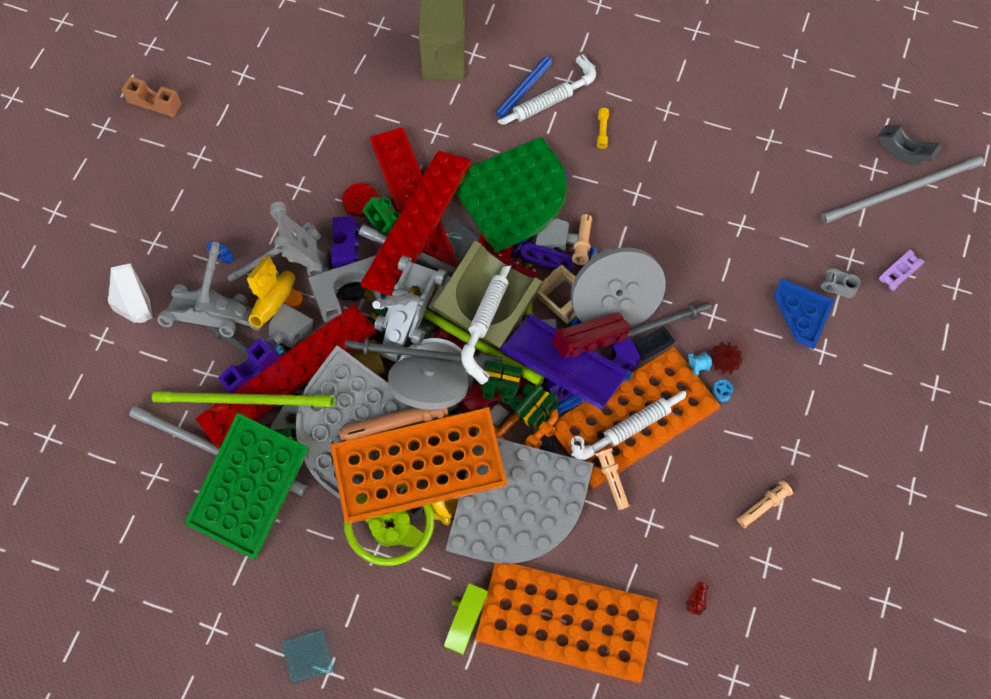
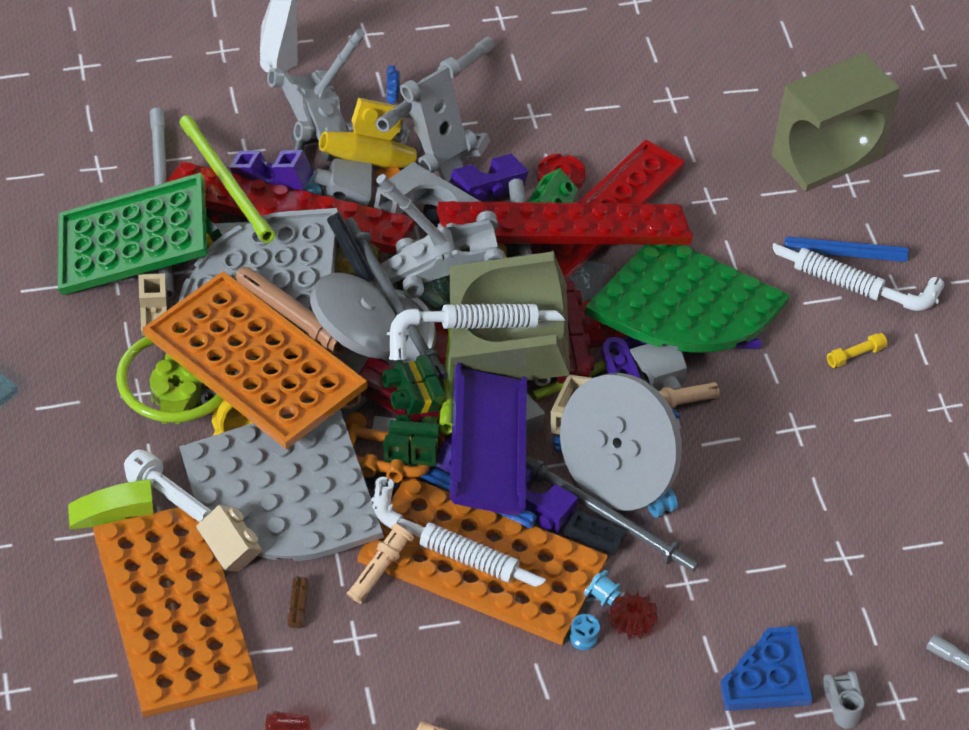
camera: 55 degrees right, 15 degrees down
(280, 267) = (393, 116): none -> light grey piece
(312, 504) = (152, 297): none -> tan brick
(370, 355) = (350, 247): none -> black axle
(475, 576) = (152, 469): none -> white piece
(542, 557) = (229, 537): none -> tan brick
(591, 335) = (542, 445): dark red brick -> none
(607, 542) = (298, 602): none -> reddish brown axle

